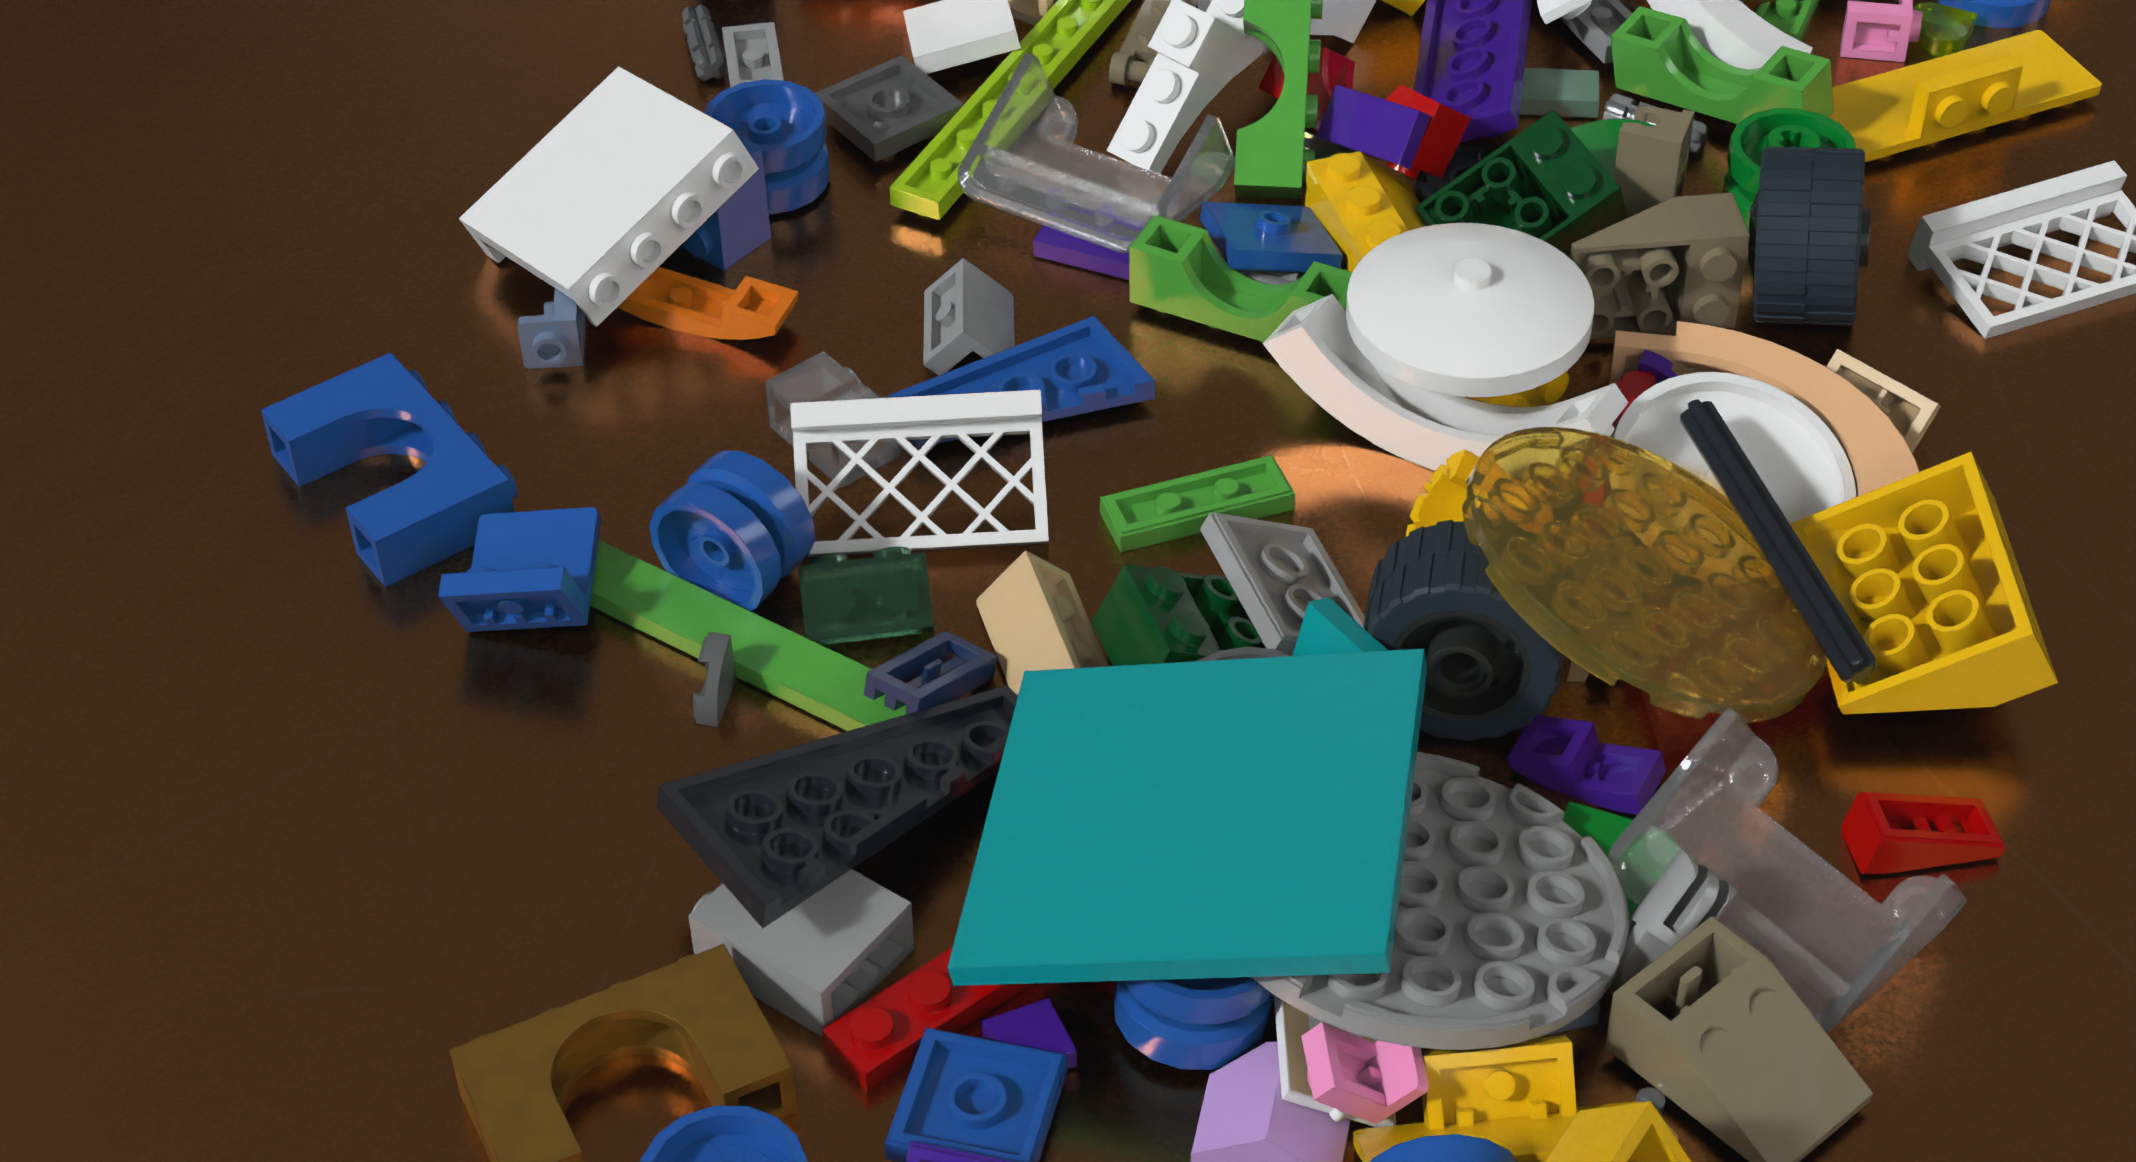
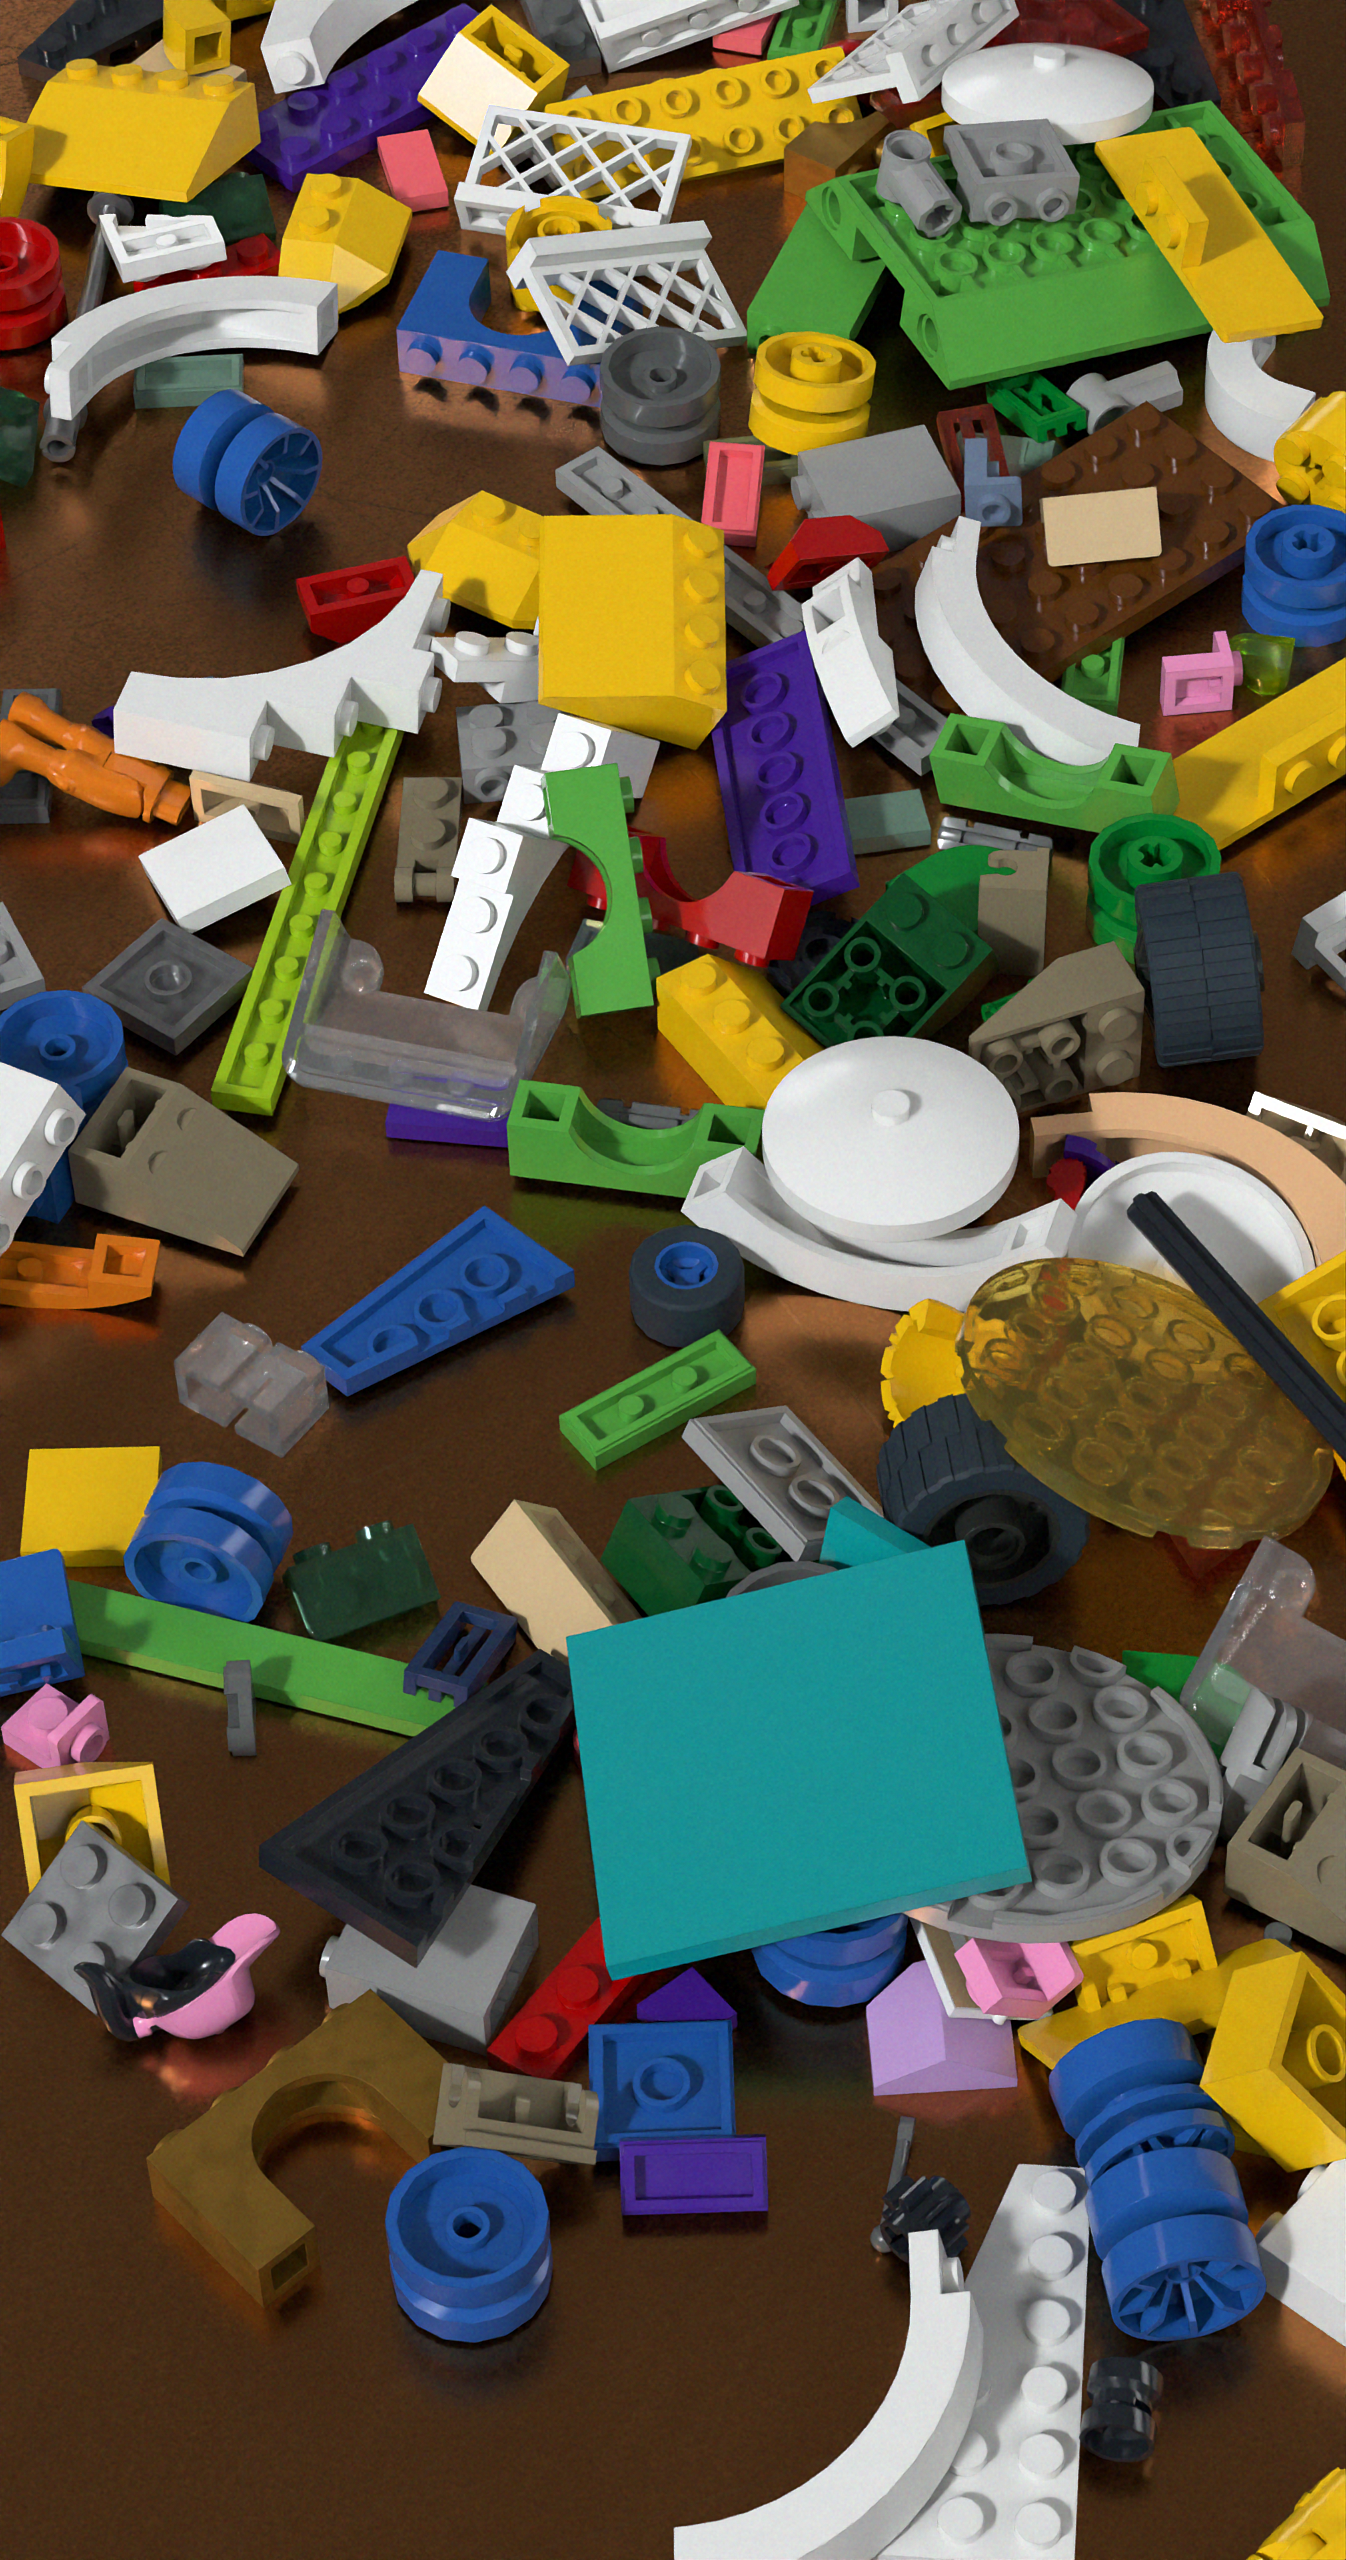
camera: 15 degrees left, 5 degrees up
(501, 830) = (96, 1909): none -> flat silver plate
(527, 761) = (110, 1795): none -> yellow slope
(545, 667) = (57, 1730): none -> bright pink bracket
(554, 913) = (187, 1991): none -> hair
(636, 481) = (87, 1501): none -> yellow tile
(817, 1092) = (516, 2115): none -> dark tan hinge
(836, 235) = (177, 1164): none -> dark tan slope
(918, 419) = (363, 1378): white fence -> none
(965, 315) = (346, 1234): light grey panel -> none
(1253, 411) = (686, 1285): none -> black wheel
(1269, 237) = (639, 1071): blue plate -> none
(1373, 126) = (714, 922): dark purple tile -> none
(1572, 761) = (1113, 1606): dark purple slope -> none

